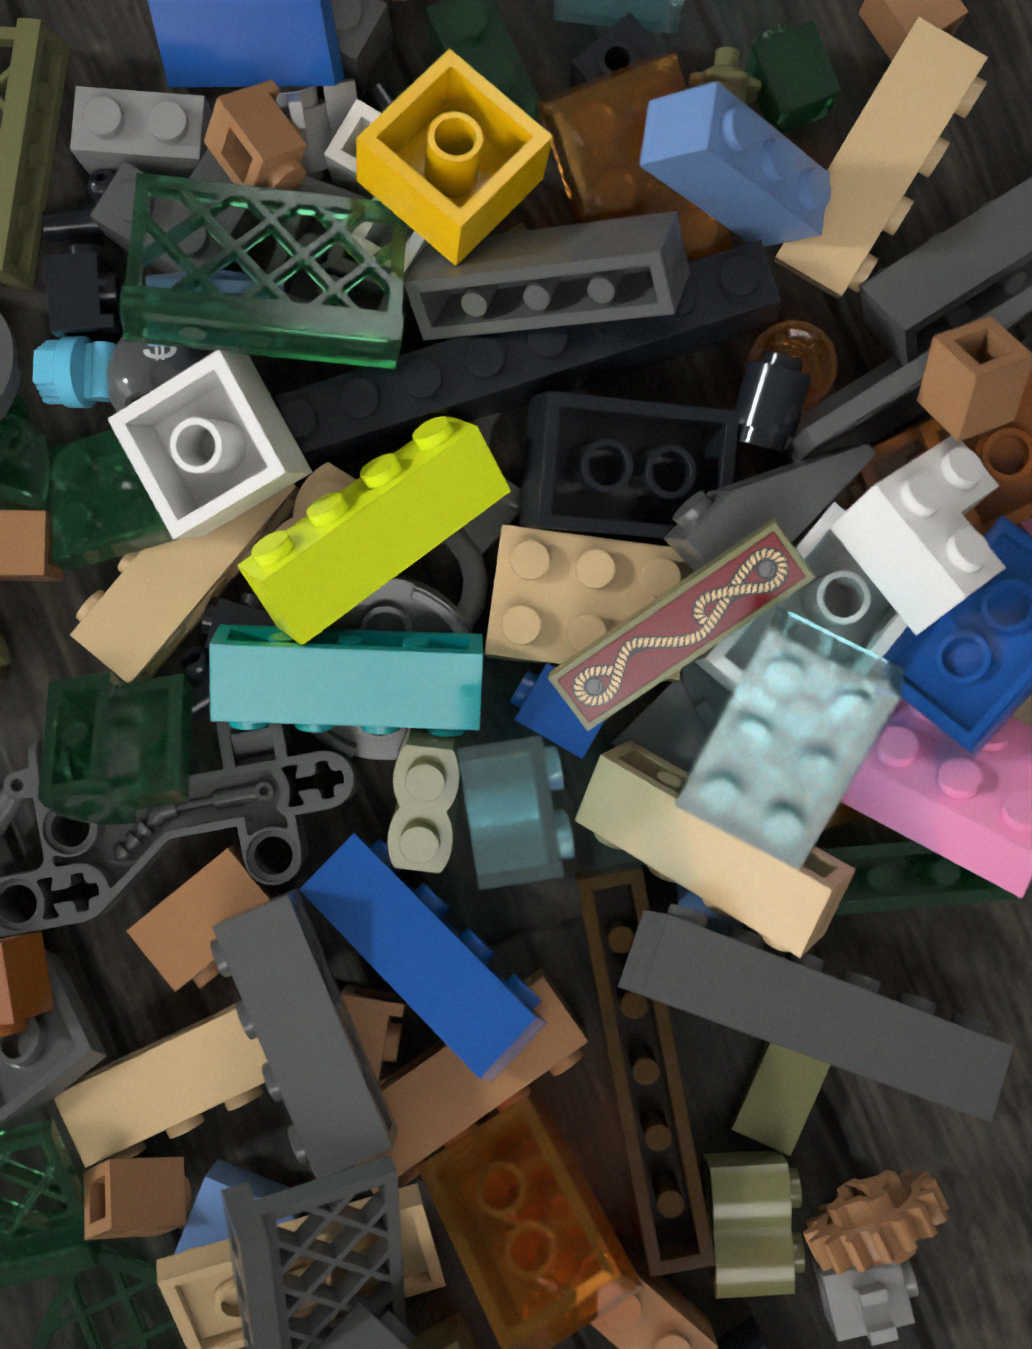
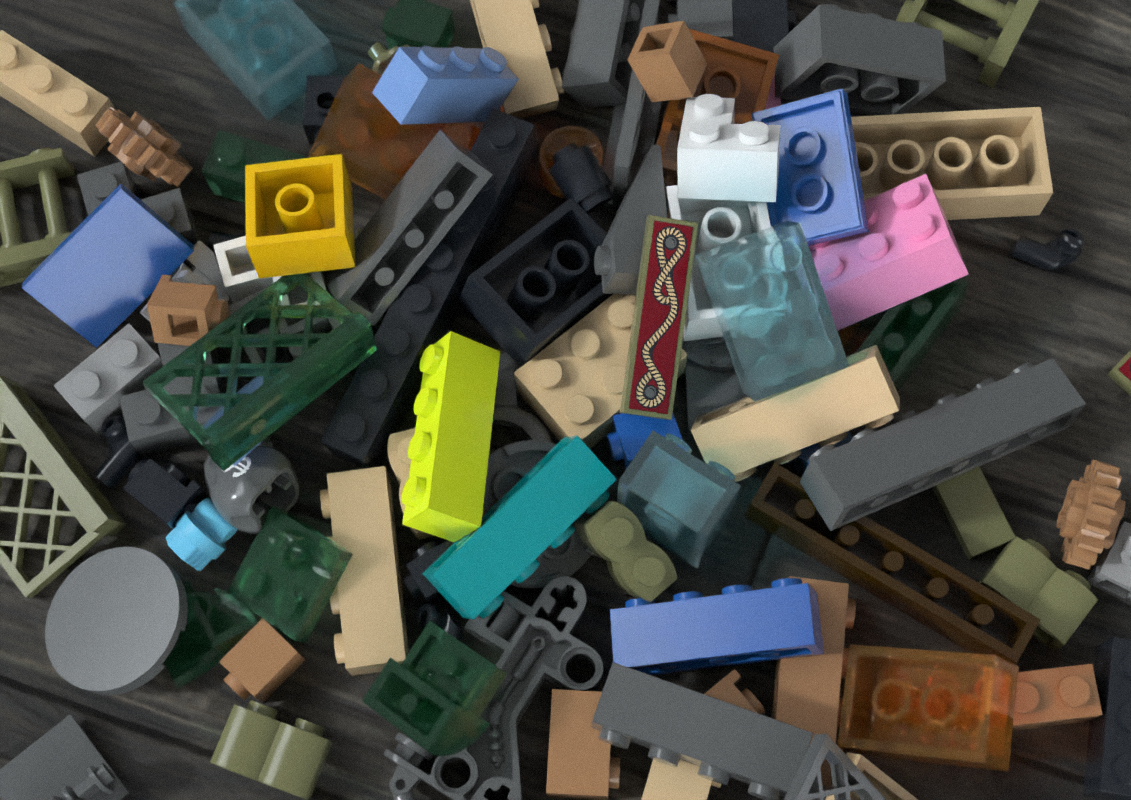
camera: 50 degrees left, 15 degrees down
(209, 444) = (322, 480): white brick -> none

